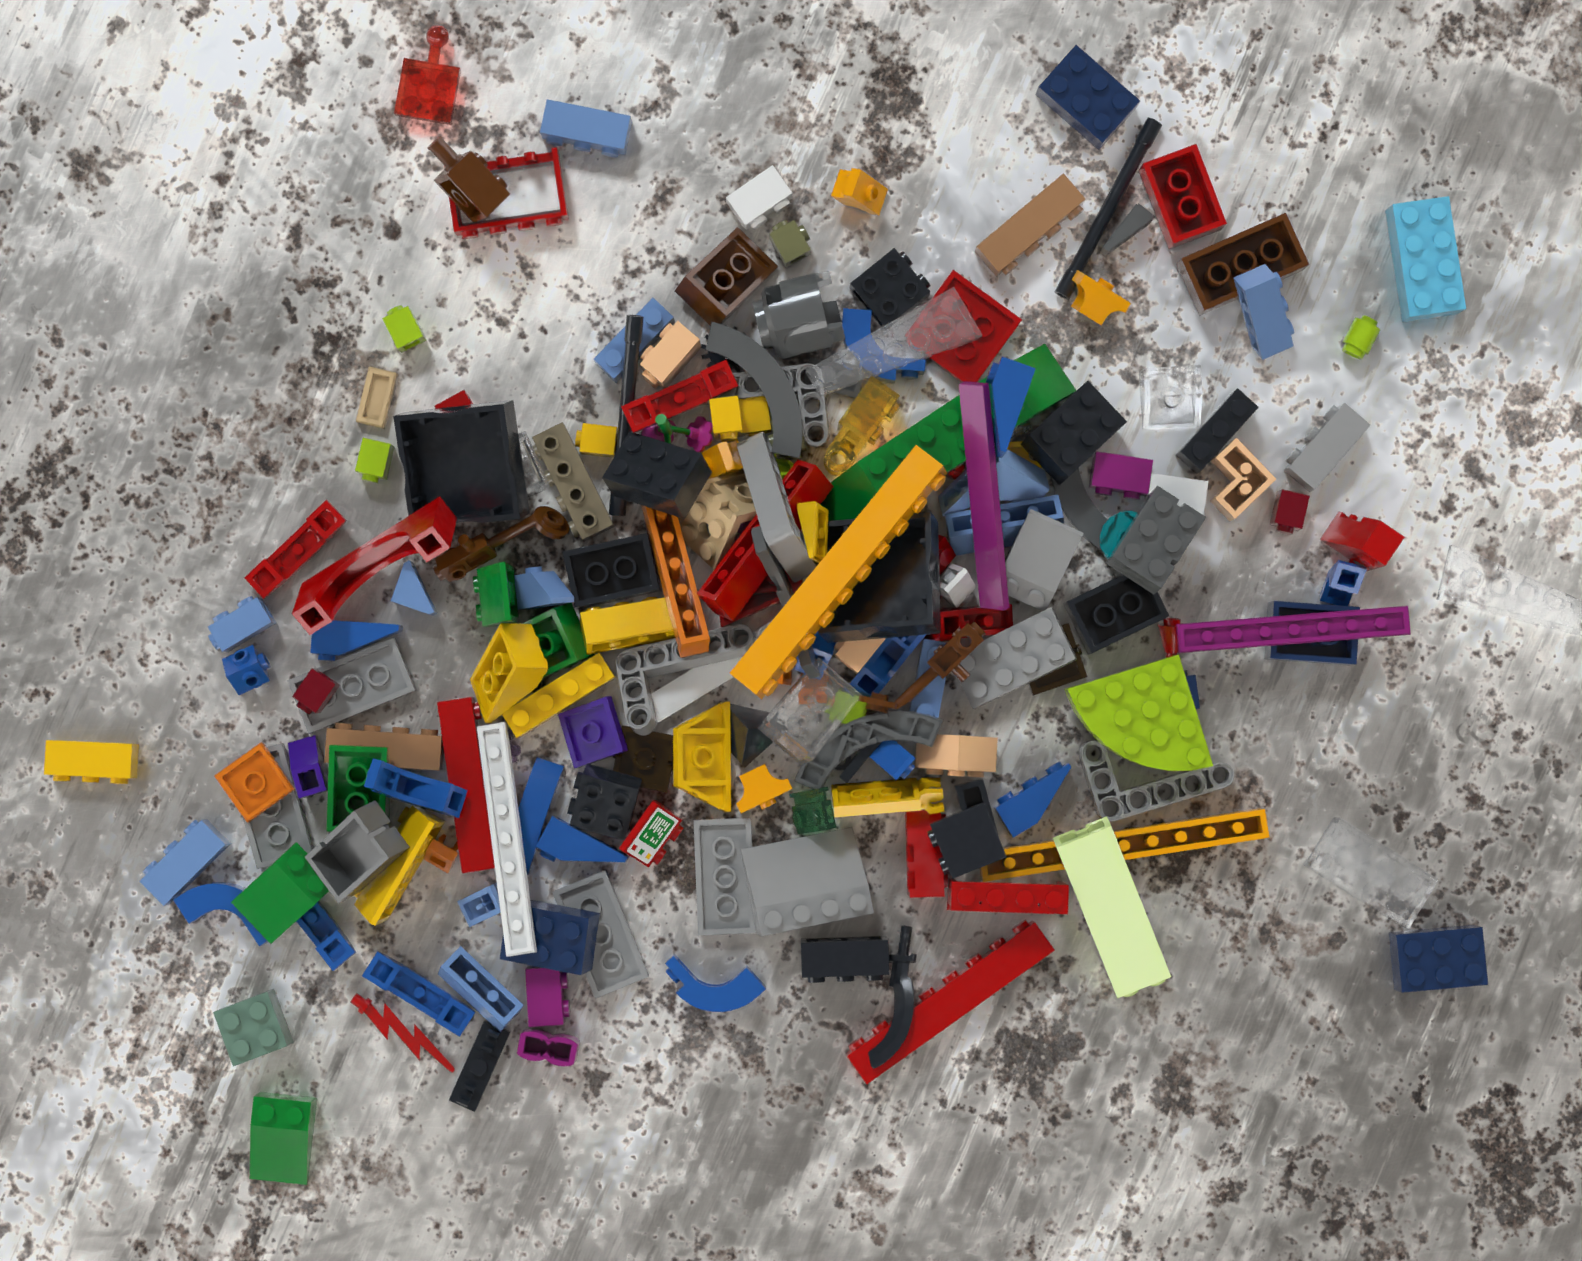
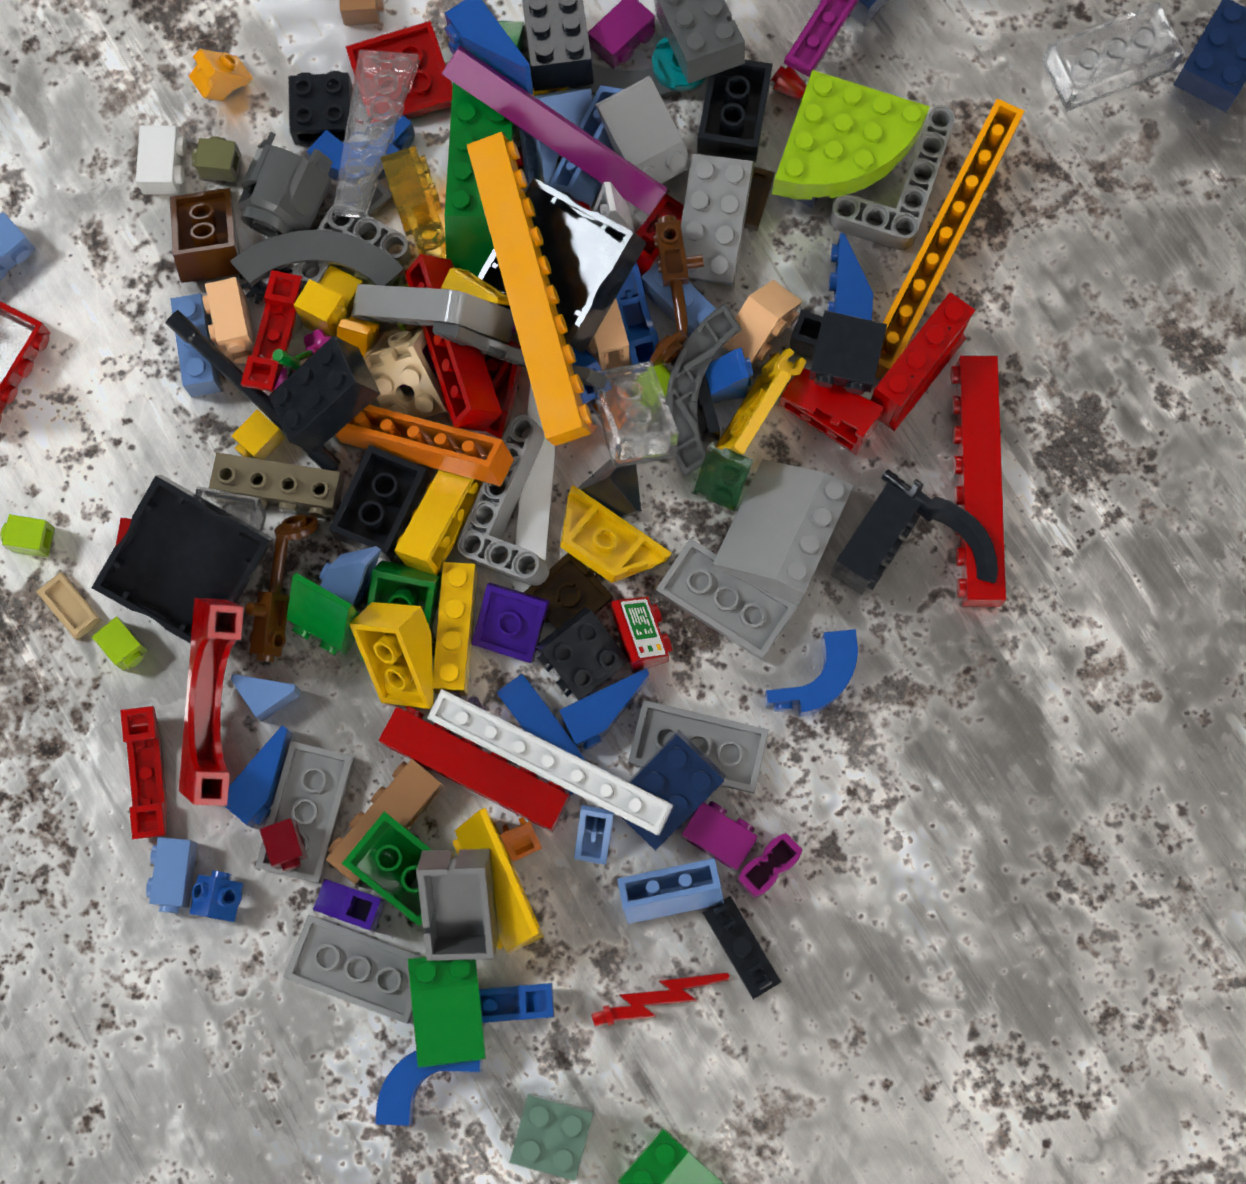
camera: 50 degrees left, 10 degrees down
(91, 760) = (187, 1110): yellow brick -> none
(184, 861) = (348, 1089): medium blue brick -> none
(255, 782) = (324, 965): orange tile -> none
(415, 789) = (441, 813): blue arch -> none
(419, 992) = (633, 953): blue slope -> none
(761, 789) = (669, 511): light orange brick -> none
(1112, 907) = (994, 278): yellowish green brick -> none

